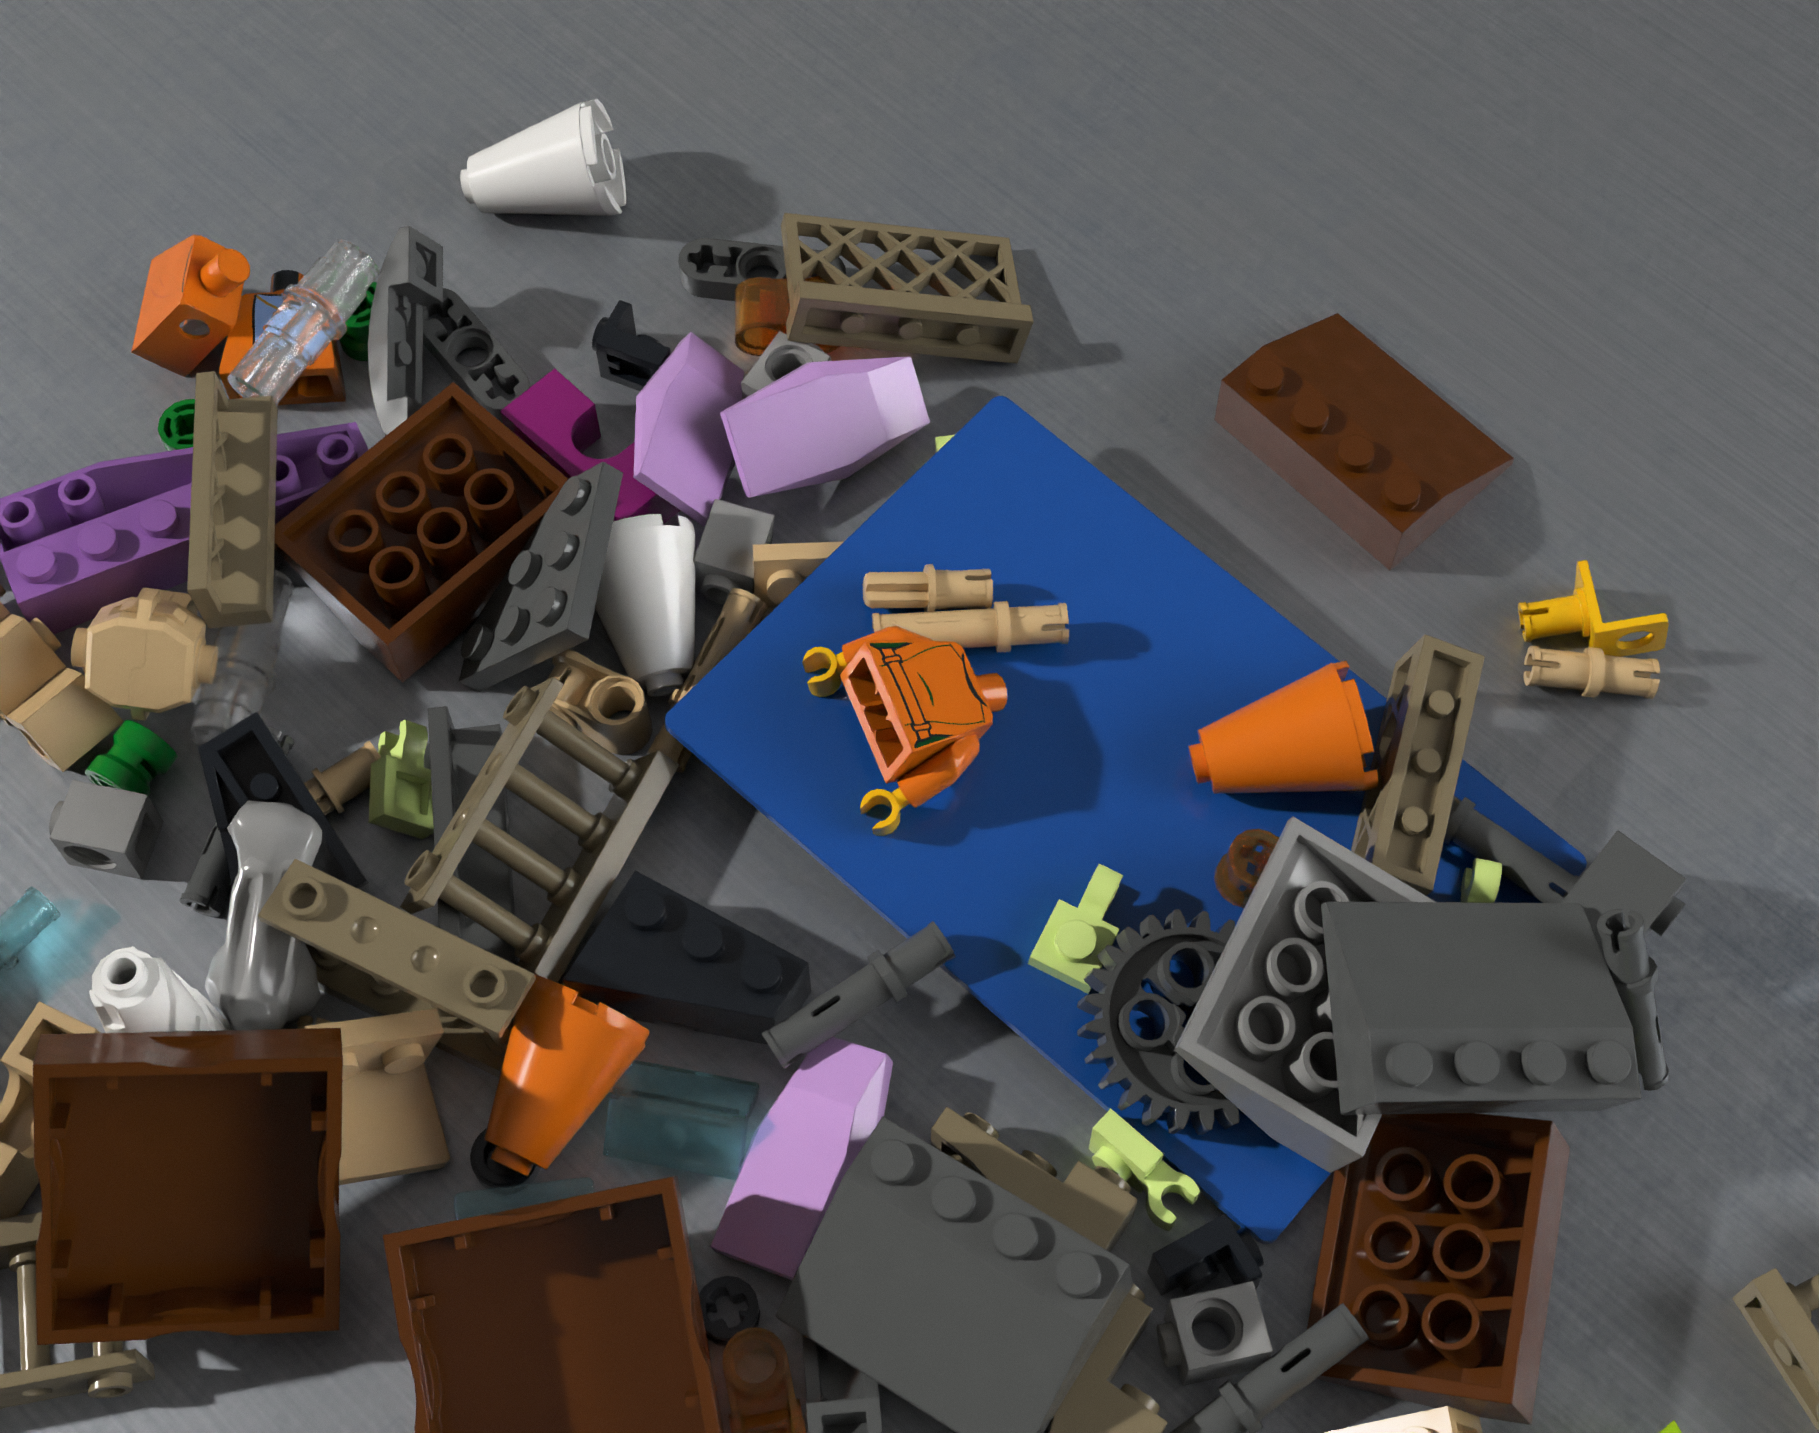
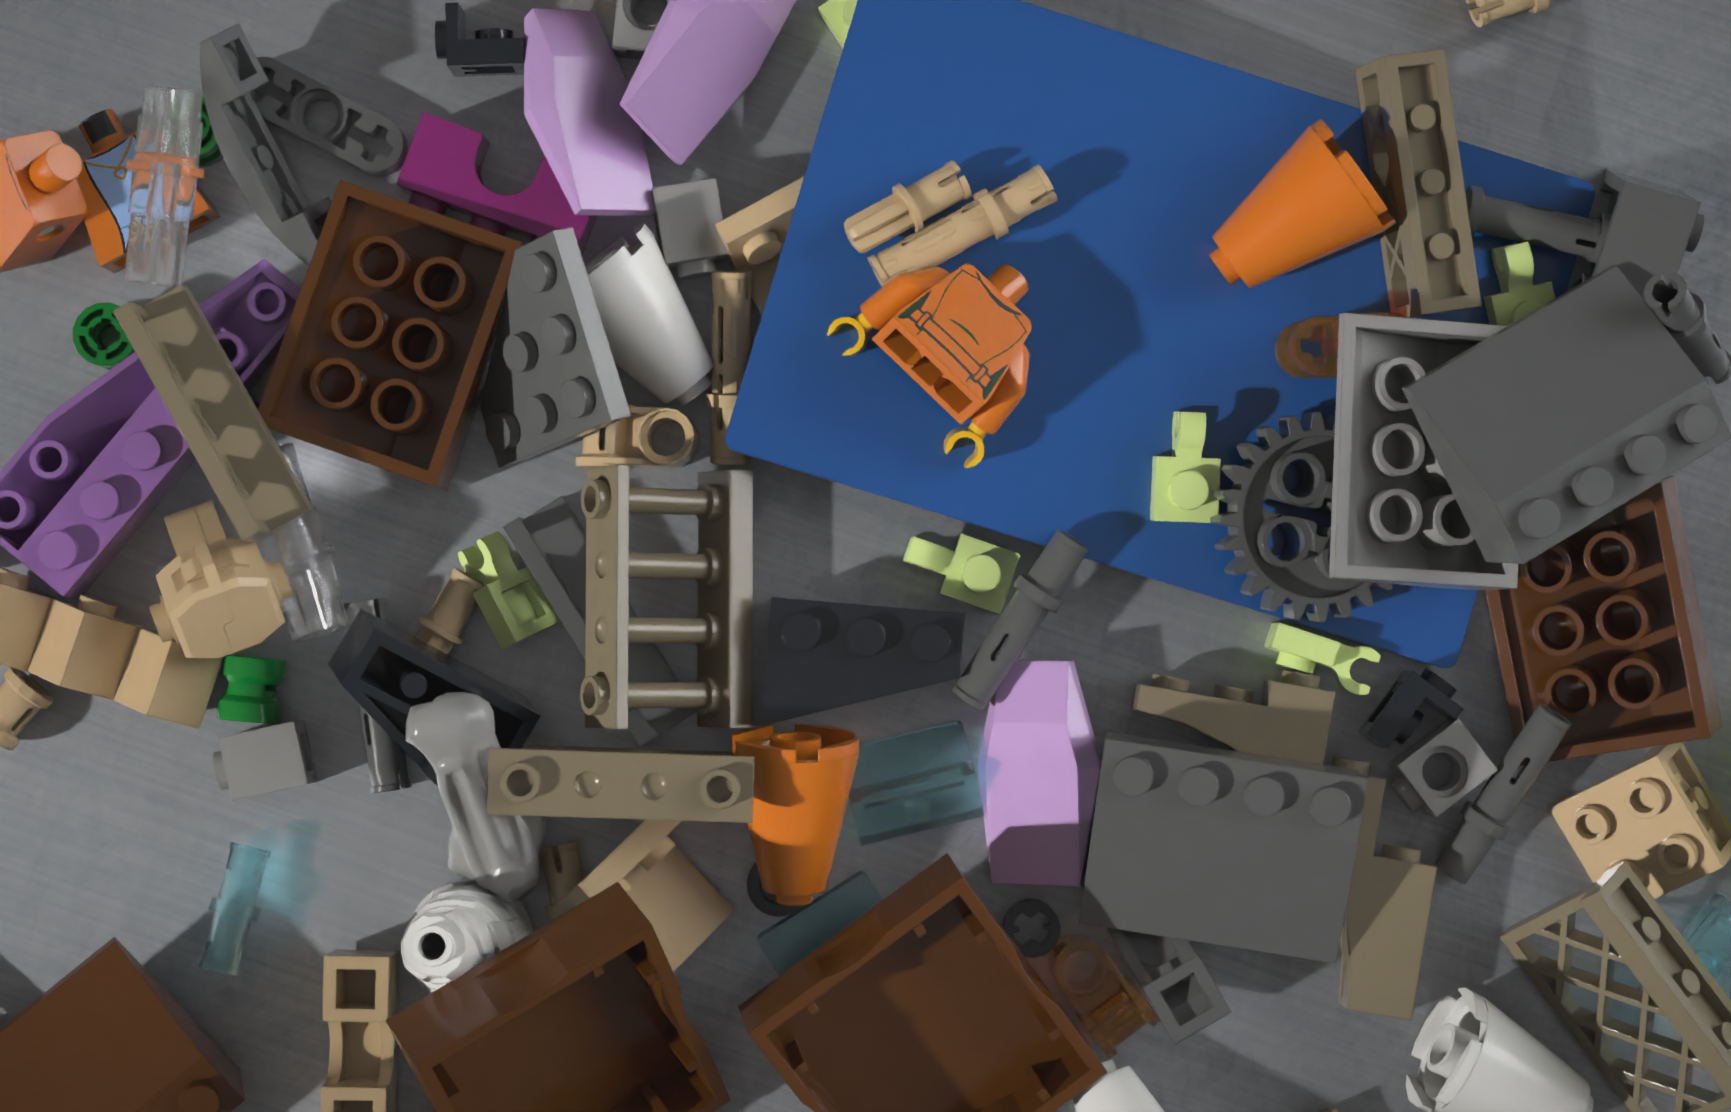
camera: 30 degrees left, 25 degrees up
(832, 947) = (972, 572): none -> yellowish green plate

